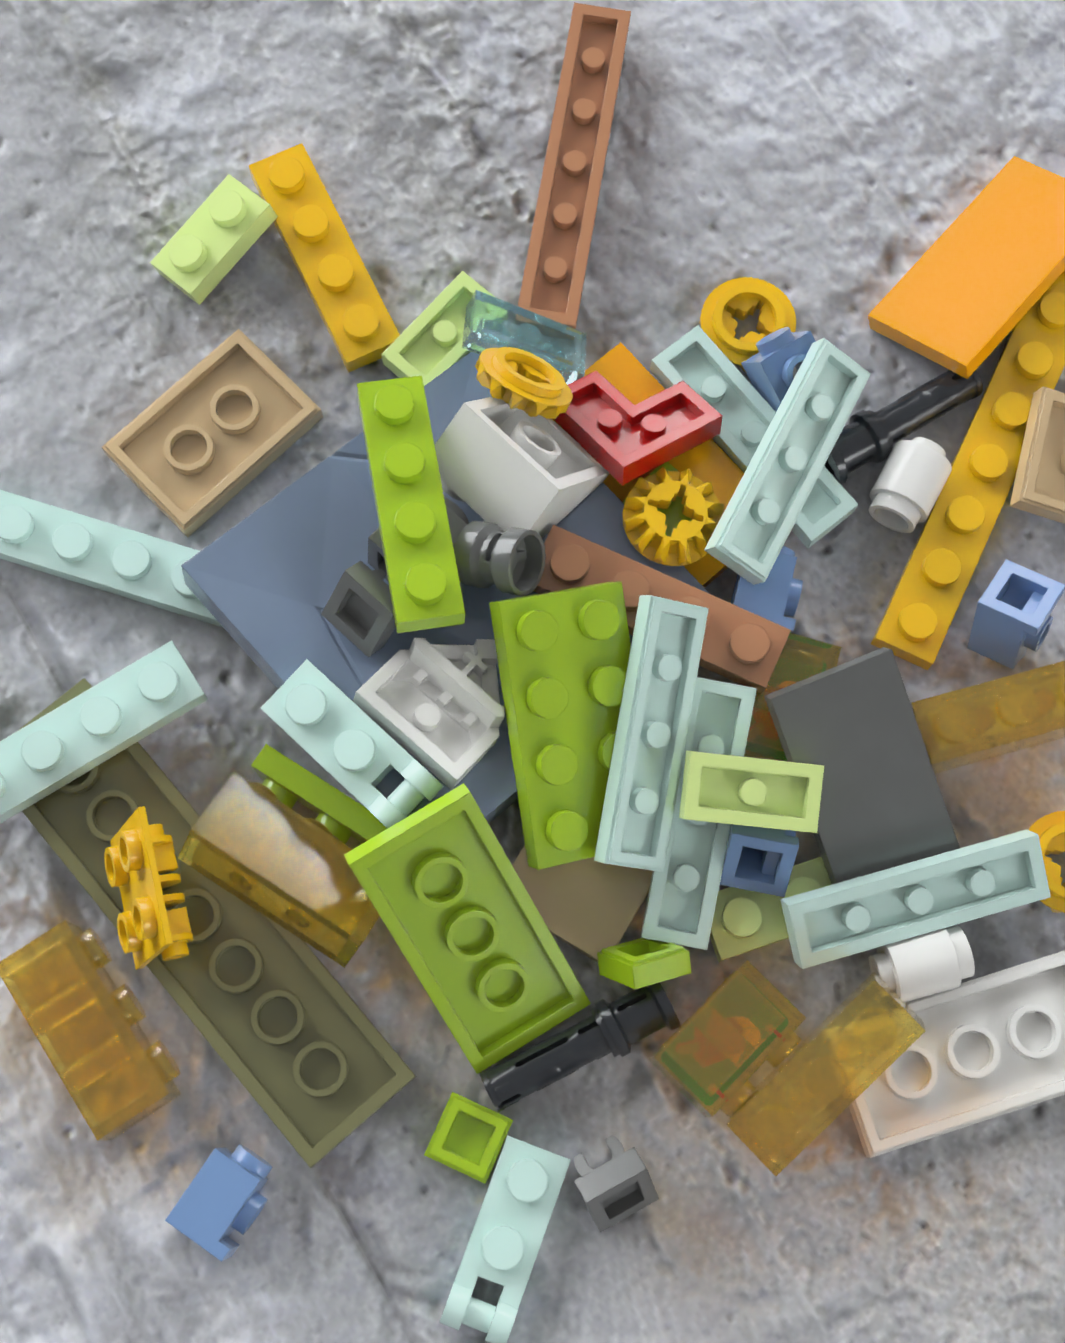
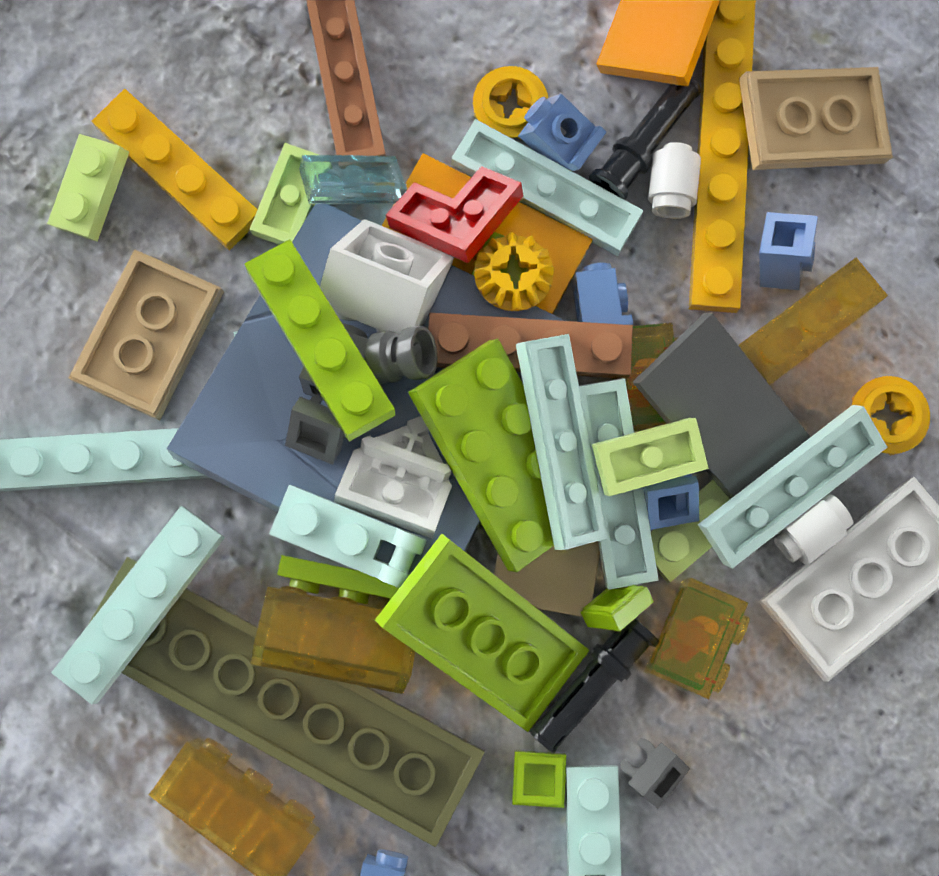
camera: 15 degrees left, 5 degrees up
(134, 865) = (220, 682): yellow hinge -> none
(523, 381) = (366, 213): yellow gear -> none
(787, 462) = (582, 199): light aqua tile -> none
(826, 1073) = (778, 636): clear yellow brick -> none

